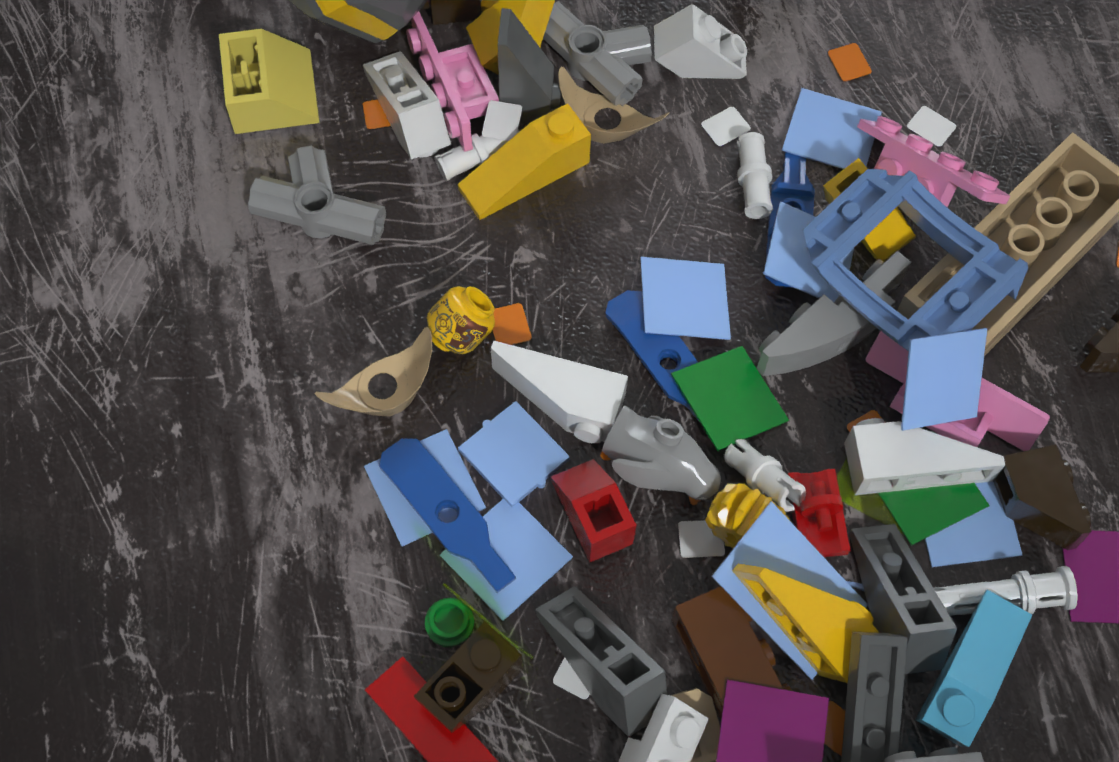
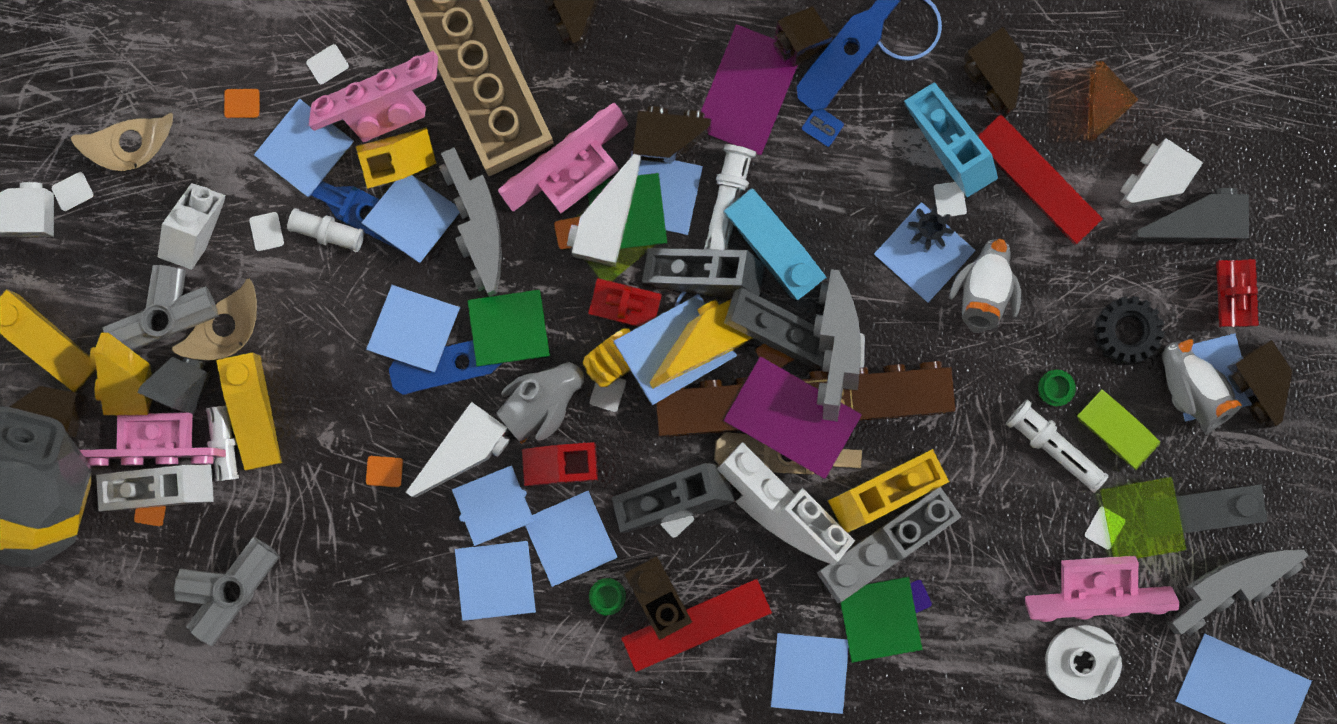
camera: 65 degrees left, 20 degrees up
(267, 81) = (96, 595): light yellow slope -> none
(406, 367) = (396, 560): tan piece -> none
(432, 490) = (502, 576): blue piece -> none
(461, 319) = (375, 510): yellow head -> none
(488, 621) = (623, 570): clear neon green piece -> none
(501, 120) = (207, 417): white sticker -> none
(765, 474) = (582, 331): white pin -> none
(943, 378) = (565, 174): light blue piece -> none
(958, 304) = (514, 140): medium blue wedge -> none

